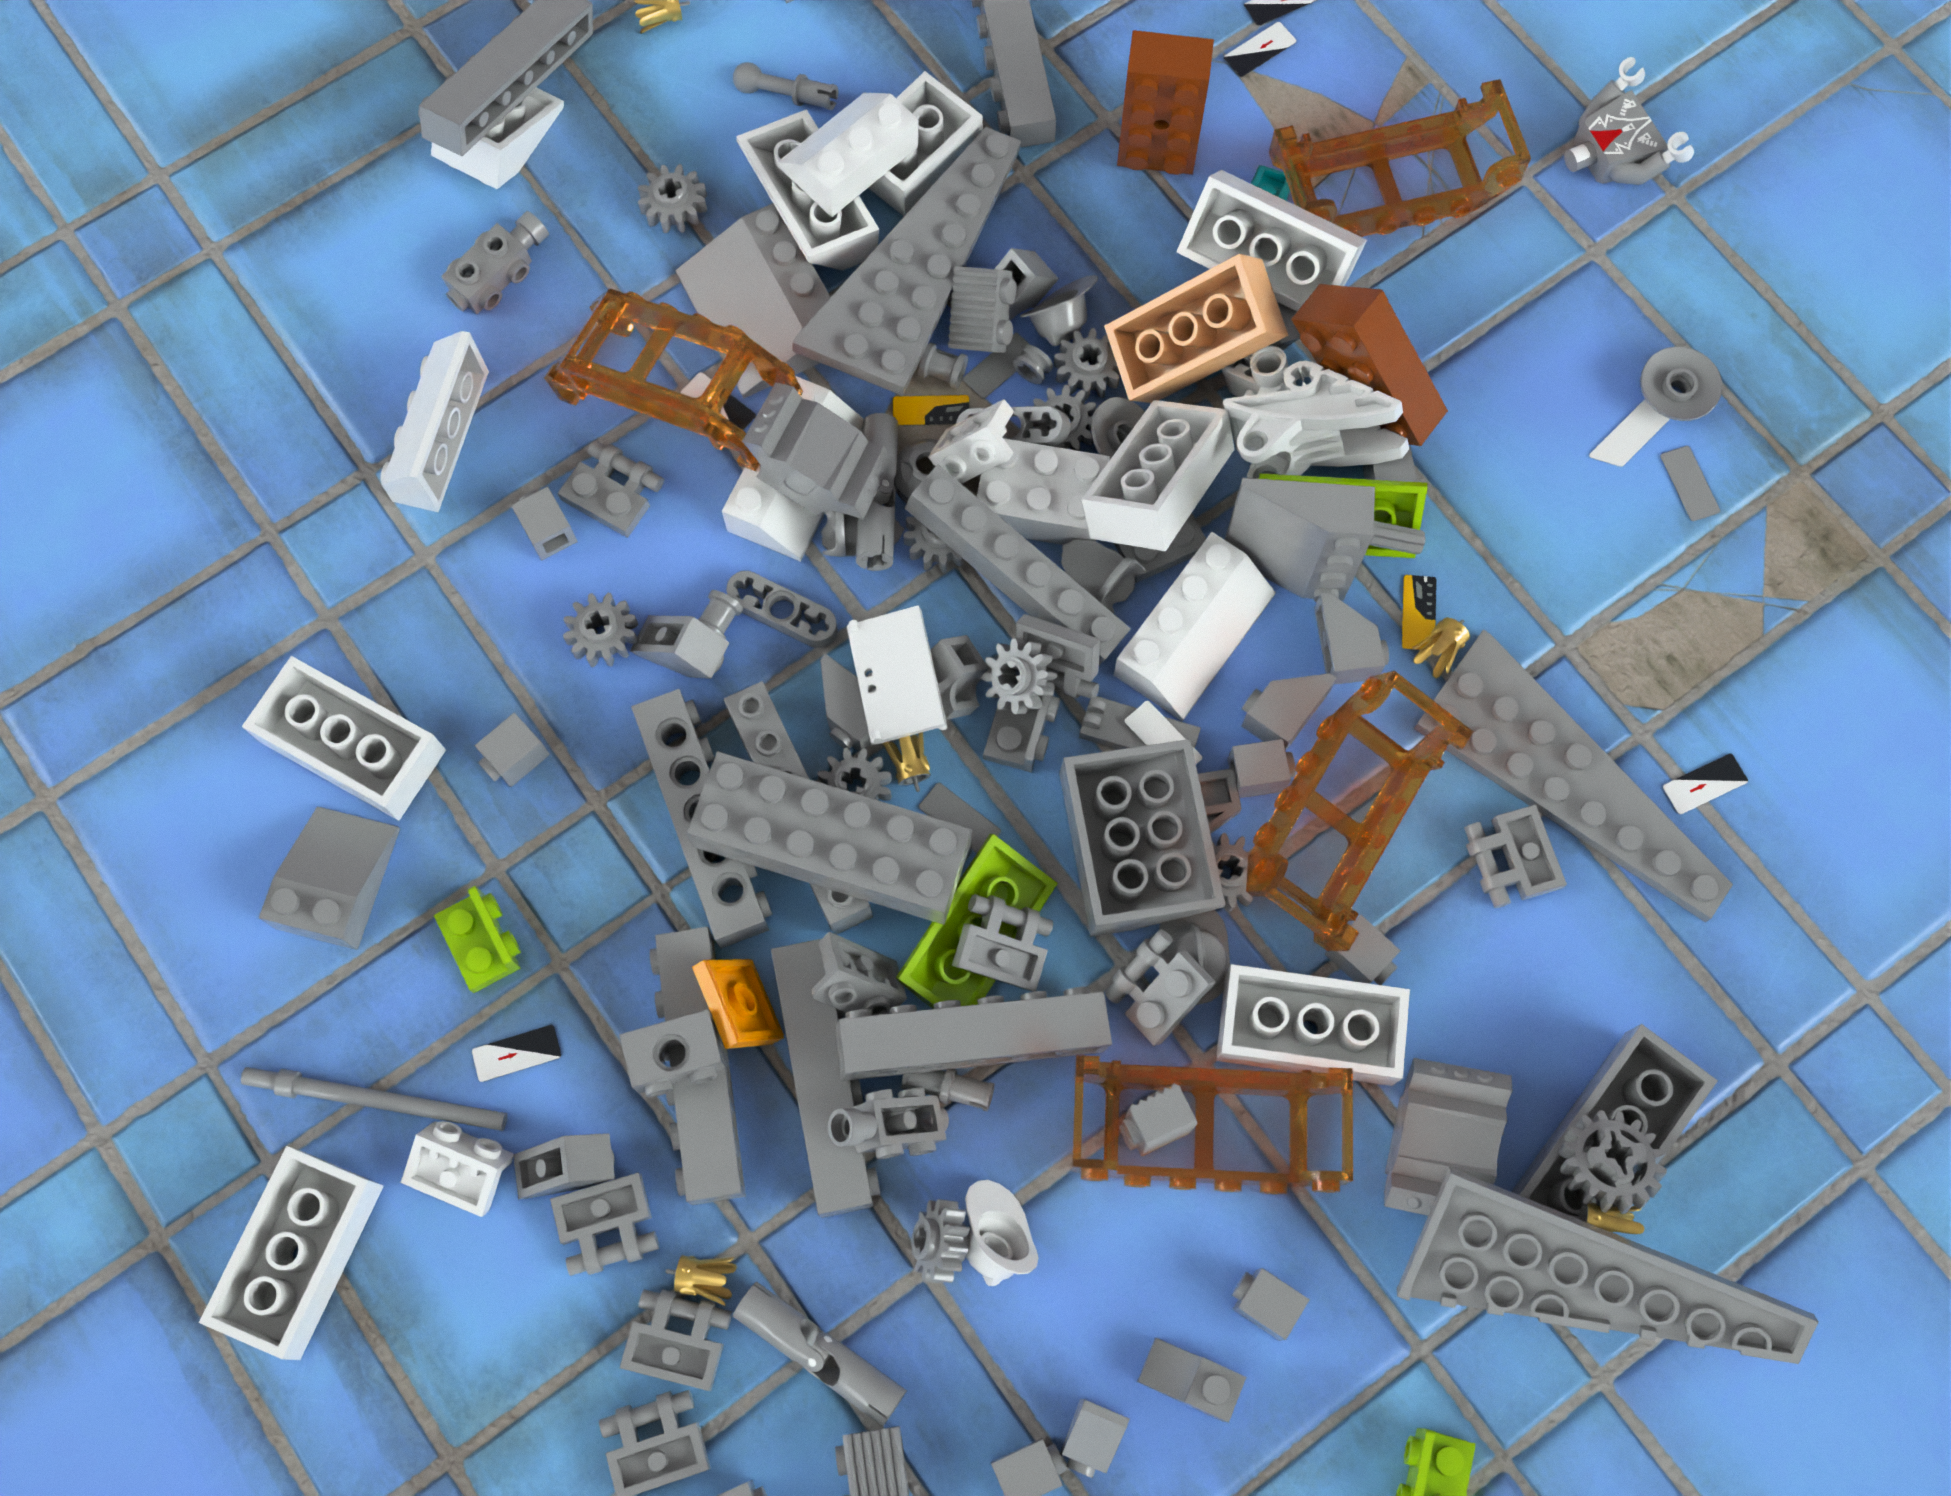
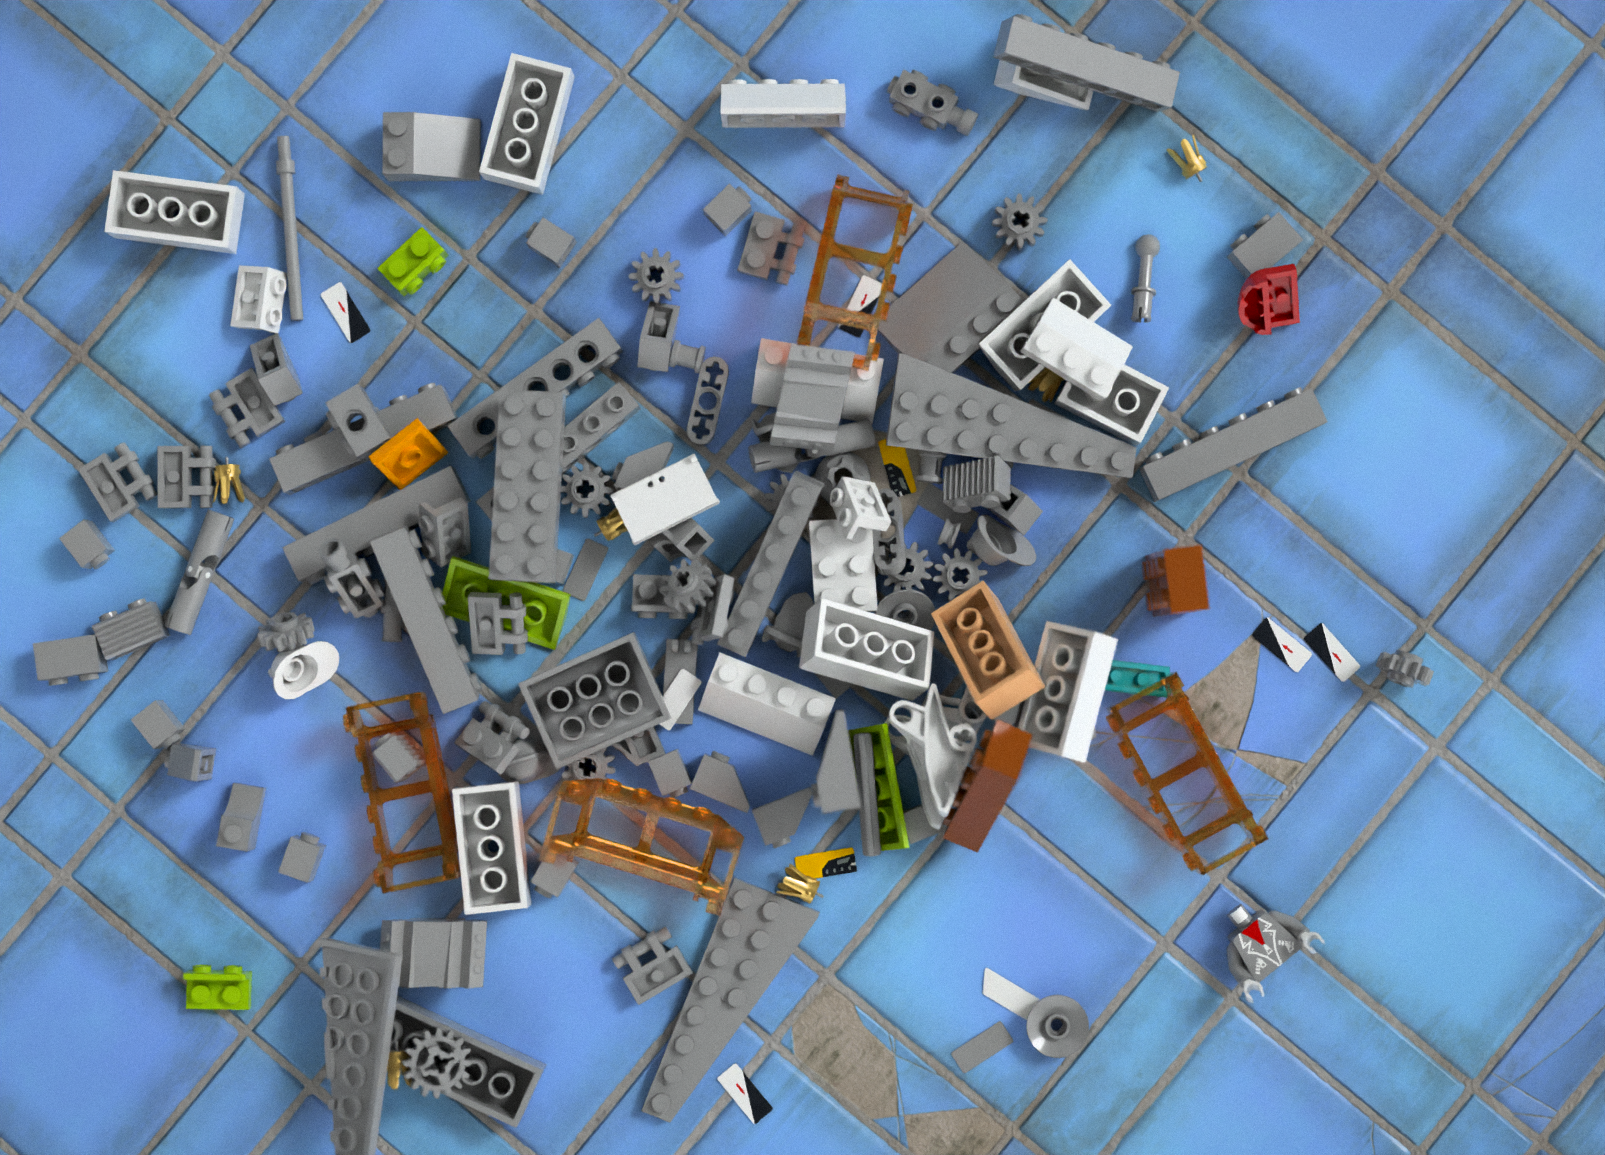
camera: 75 degrees right, 15 degrees up
(874, 205) = (1046, 381): none -> pearl gold piece

